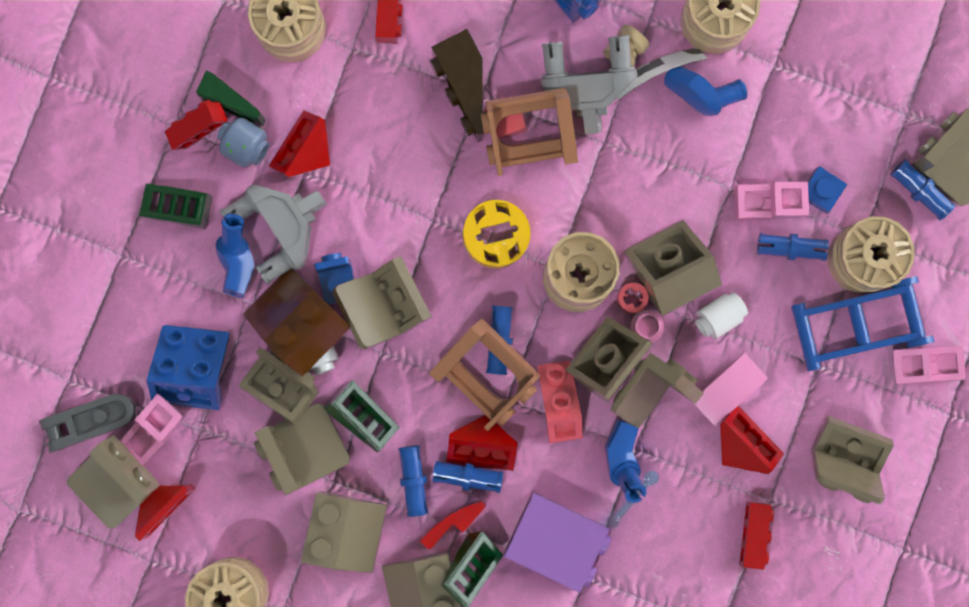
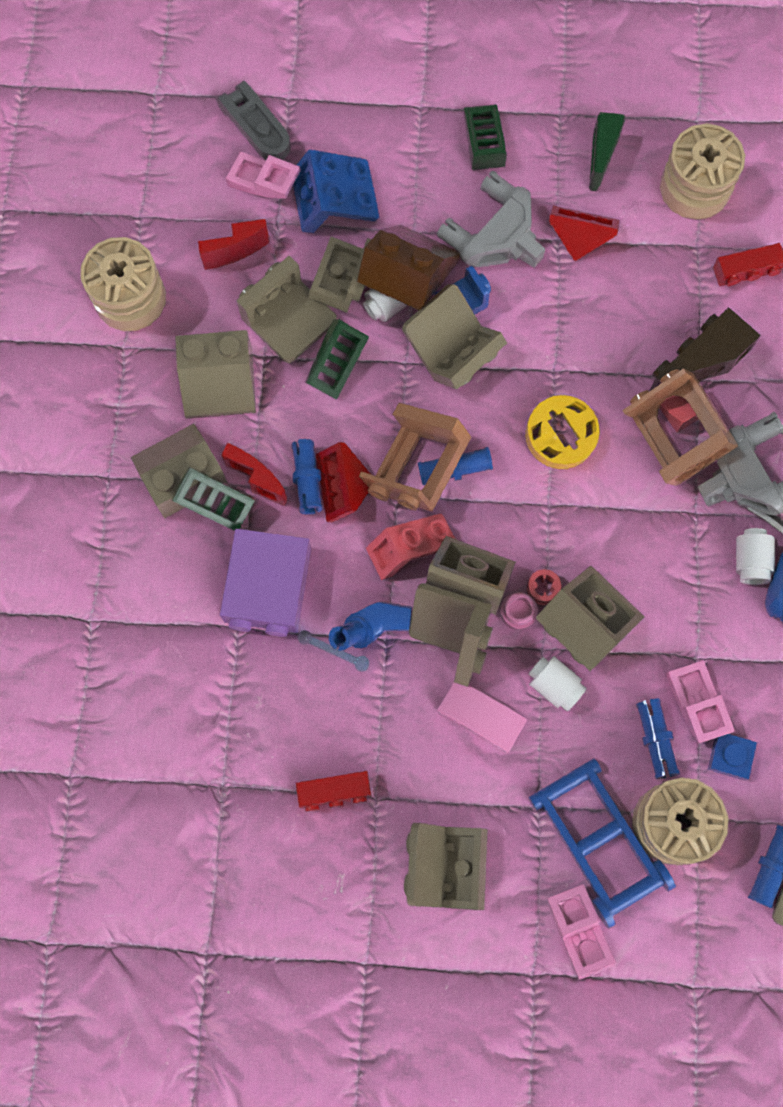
camera: 75 degrees right, 10 degrees down
(112, 482) = (206, 155): dark tan bracket -> none
(159, 507) = (191, 205): red slope -> none
(195, 125) = (568, 124): red piece -> none
(214, 468) = (246, 240): none -> red slope
(234, 256) = (455, 197): blue arm -> none
(243, 142) = (567, 171): sand blue head -> none
(413, 480) = (287, 425): blue pin -> none
(592, 257) = (555, 499): tan wheel -> none
(662, 108) = (755, 556): none -> white brick
(746, 444) = (429, 751): red slope -> none

